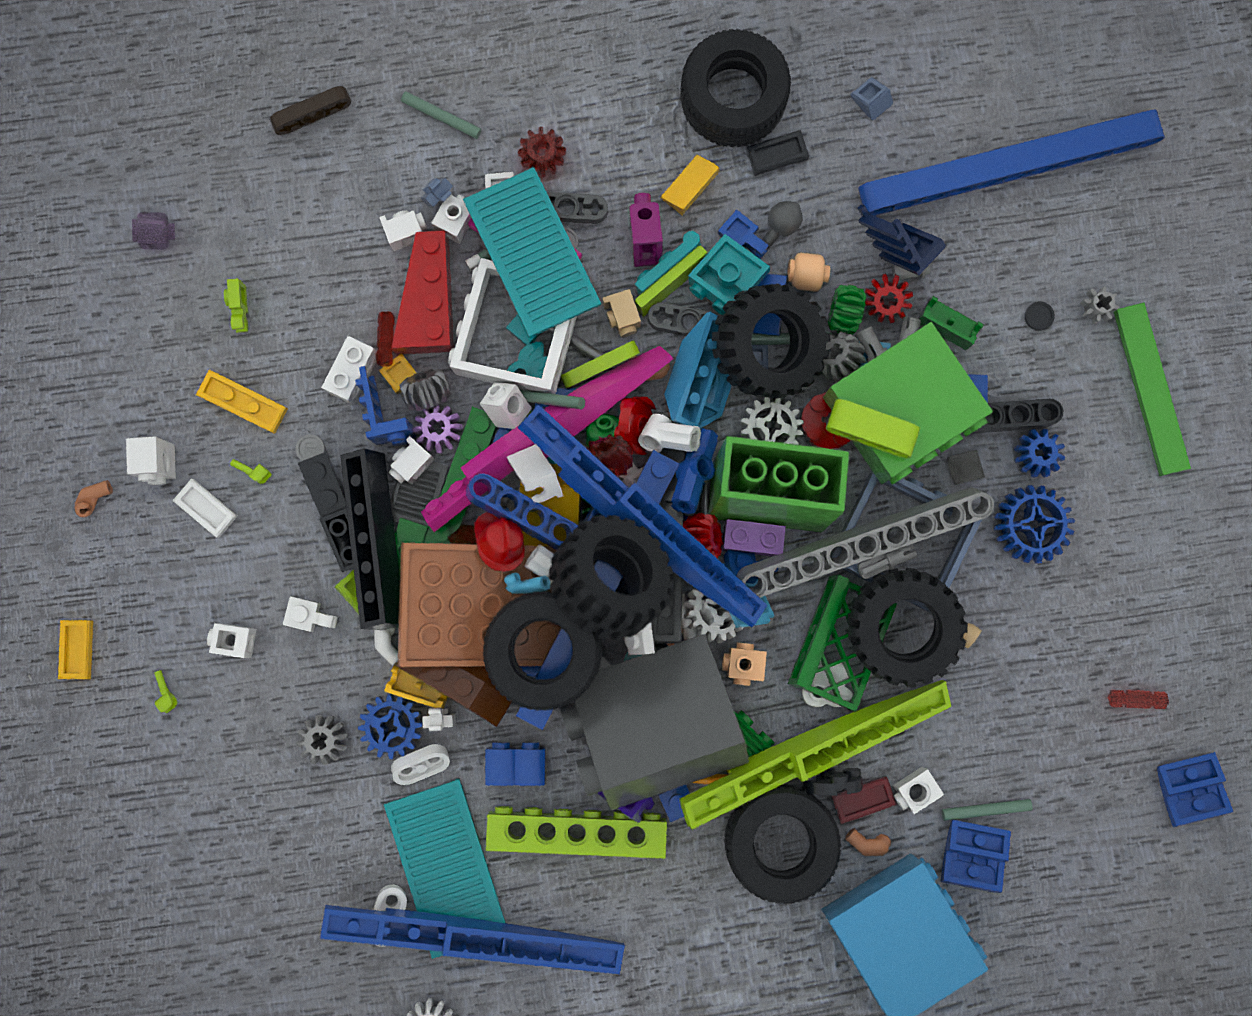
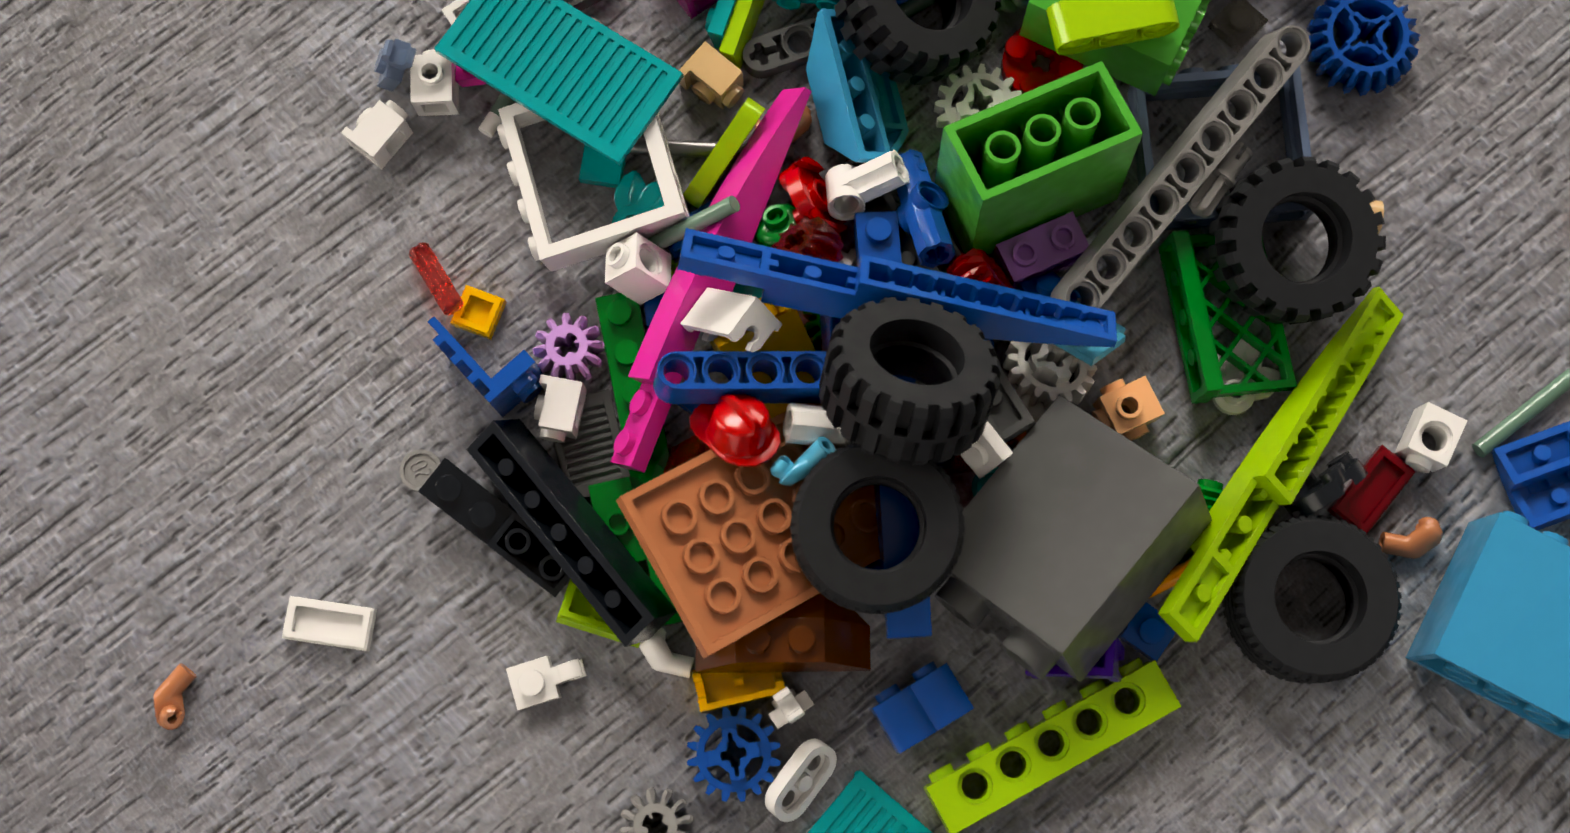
camera: 30 degrees left, 5 degrees down
(150, 459) = (224, 598): white brick -> none
(152, 230) = (59, 315): clear purple head -> none
(219, 644) = (444, 771): white brick -> none
(236, 298) = (215, 338): lime plate -> none
(241, 401) = (298, 463): yellow tile -> none
(259, 474) = (375, 540): lime hand -> none
(310, 110) = (175, 57): dark brown beam -> none
(345, 370) = (414, 355): white brick -> none
(425, 389) = (525, 308): flat silver gear -> none
(426, 302) = (464, 208): red wedge -> none

